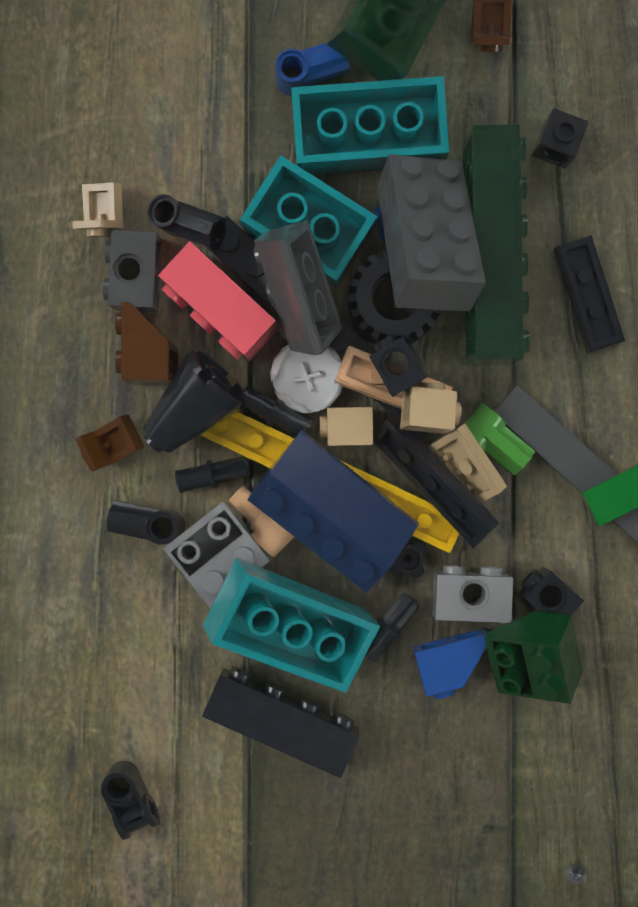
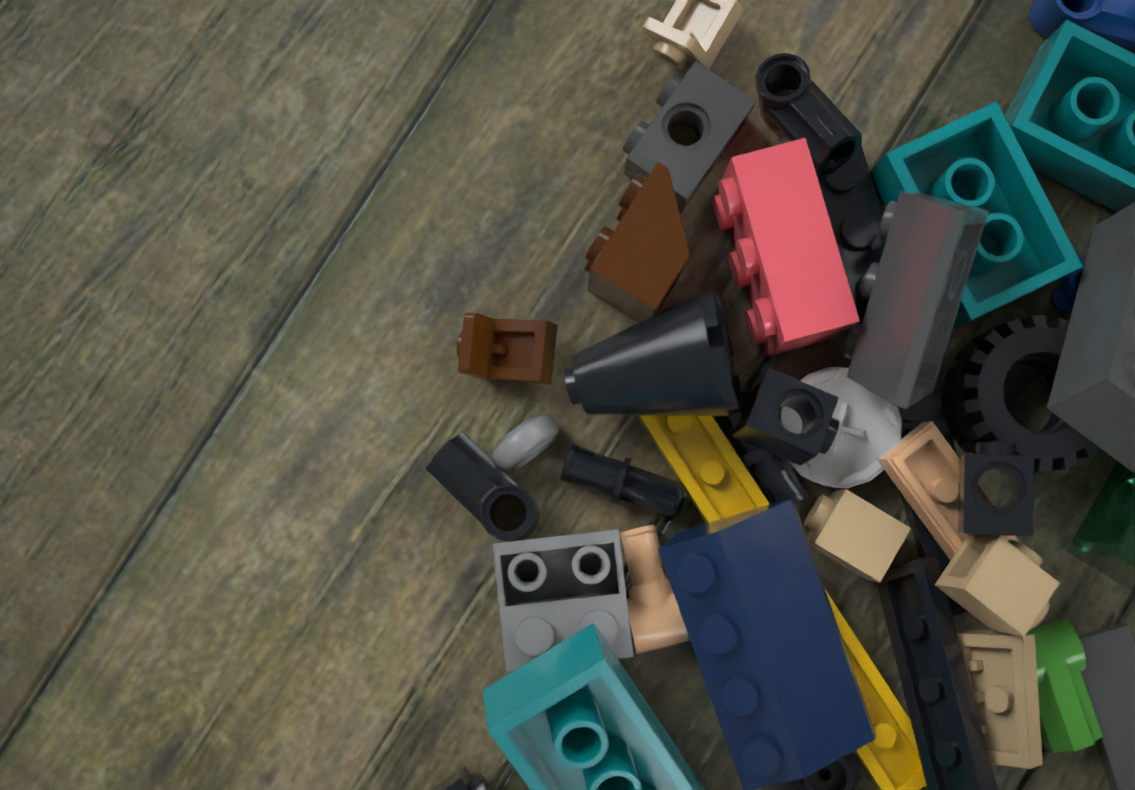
camera: 30 degrees right, 5 degrees down
(150, 485) = (525, 442): none -> light grey piece
(258, 382) = (761, 425): none -> black brick

